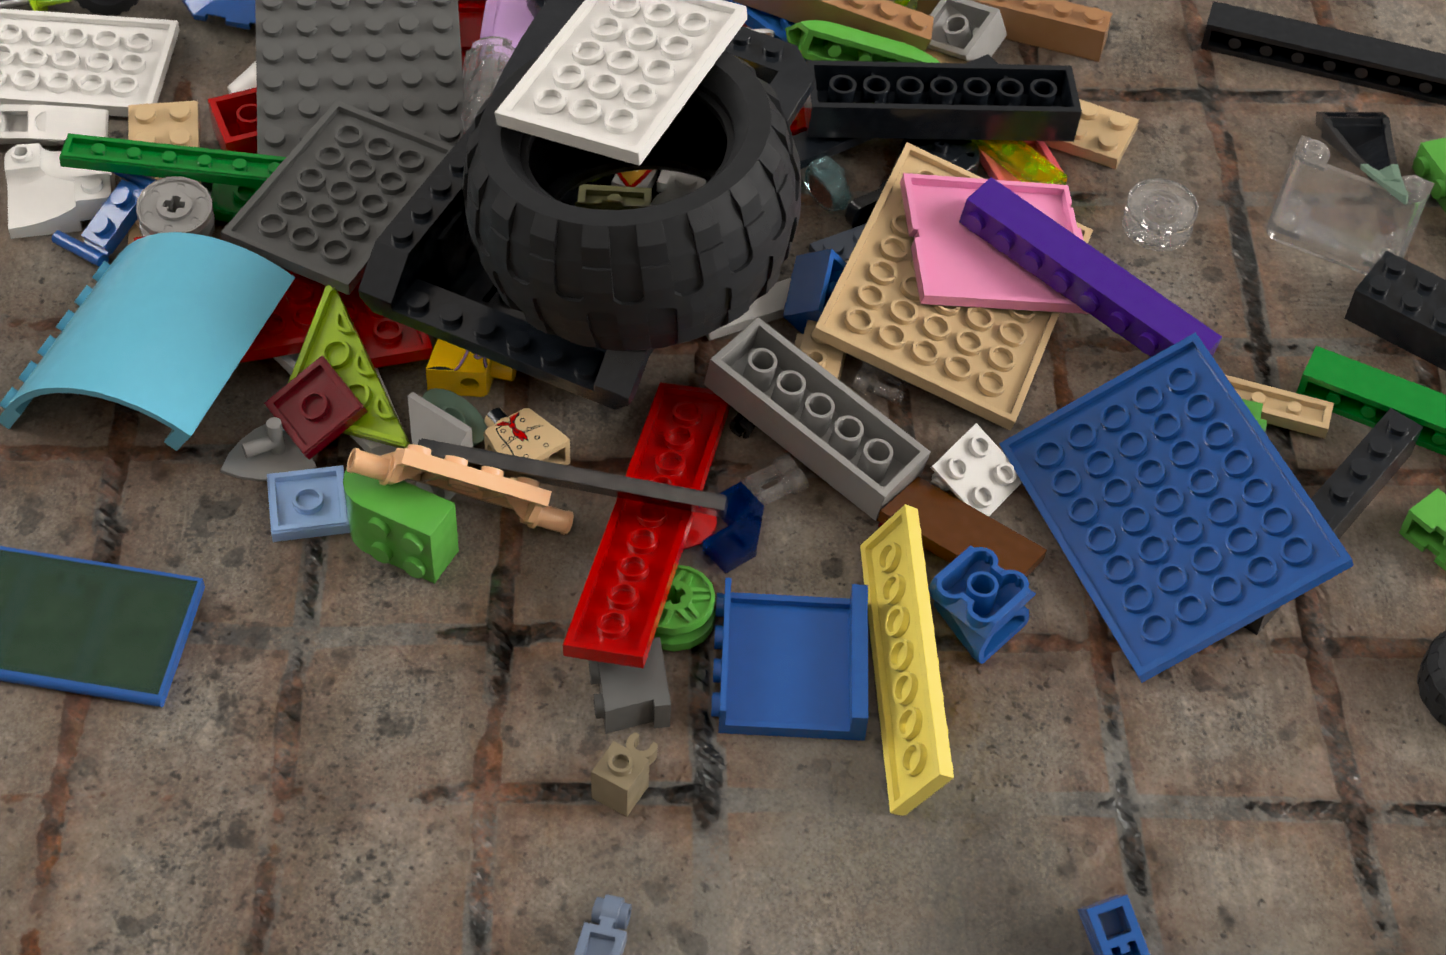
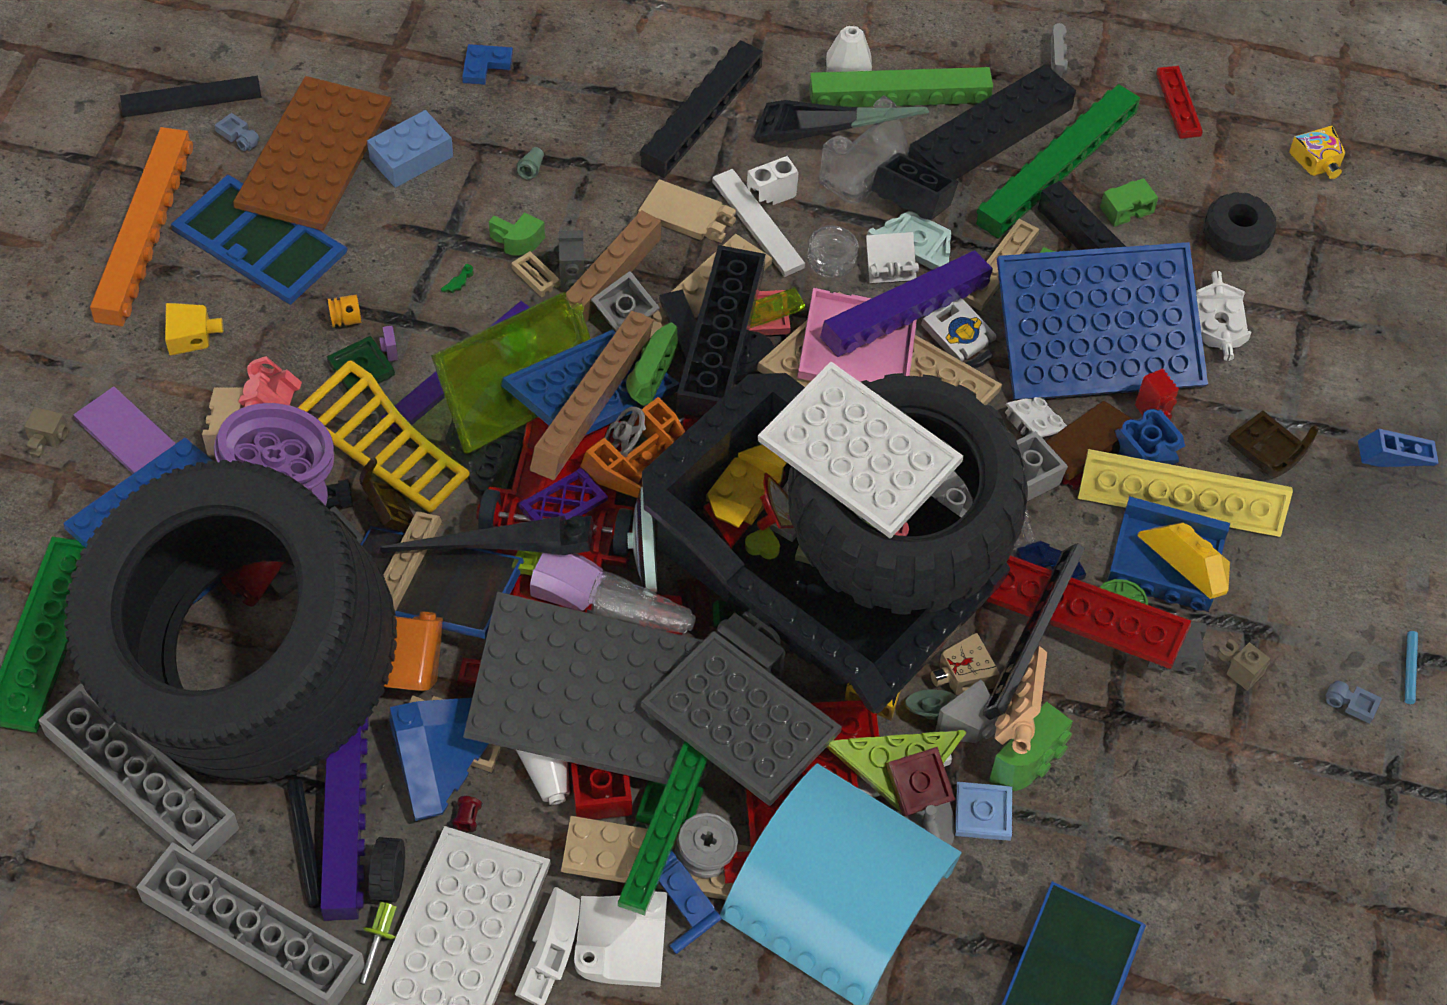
camera: 75 degrees left, 5 degrees up
(209, 42) = (467, 813): none -> dark red bush
(788, 682) = (1191, 557): none -> yellow wedge
(1050, 398) = (980, 359): none -> black helmet
(1053, 772) = (1271, 444): none -> dark brown piece
(1067, 599) = (1157, 393): none -> red brick
(1087, 364) = (960, 332): none -> white container
(1151, 70) = (688, 212): none -> tan tile
(1173, 140) = (758, 222): none -> white tile
(1179, 268) = (891, 257): none -> white hinge
(1235, 298) = (930, 238): none -> light aqua wing
(1239, 131) = (774, 180): none -> white piece
(1309, 669) = (1223, 302): none -> white plate
(1315, 270) = (914, 186): none -> black brick

